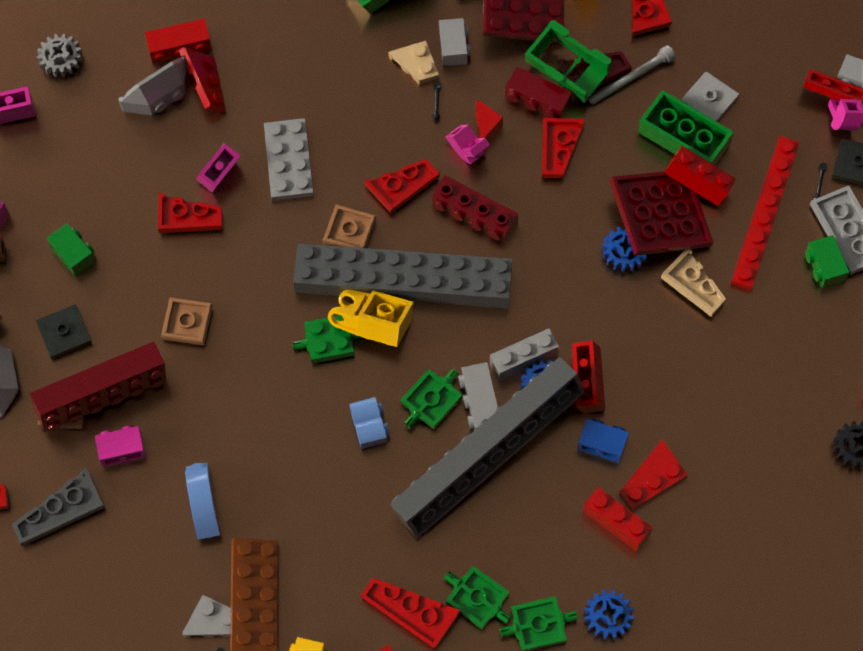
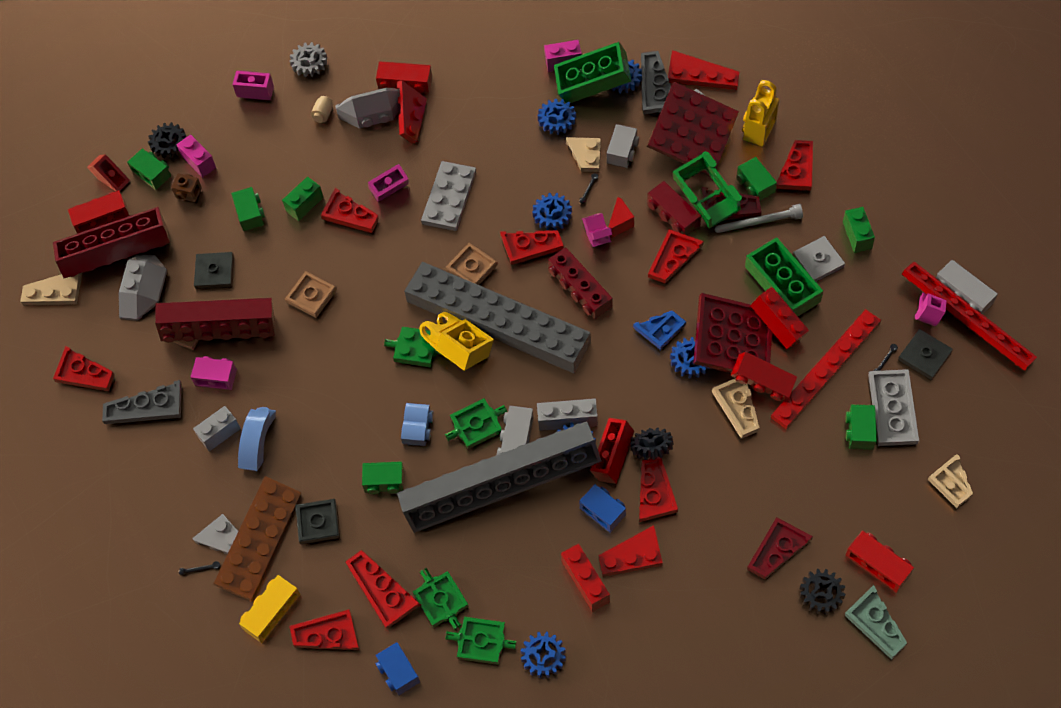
camera: 25 degrees right, 5 degrees down
(102, 107) = (322, 109): none -> tan brick
(129, 217) = (303, 198): none -> green brick
(153, 505) = (217, 428): none -> light grey brick
(309, 564) = (317, 521): none -> pearl dark grey plate
(359, 492) = (383, 477): none -> green brick
(368, 31) = (556, 116): none -> blue gear
(400, 142) = (552, 211): none -> blue gear
(580, 228) = (661, 329): none -> blue wing
(610, 32) = (756, 179): none -> green brick
(625, 355) = (651, 443): none -> black gear
(648, 402) = (655, 491): none -> red wing
(709, 244) = (763, 376): none -> red brick
(738, 53) = (858, 229): none -> green brick
(794, 416) = (777, 547): none -> dark red wing

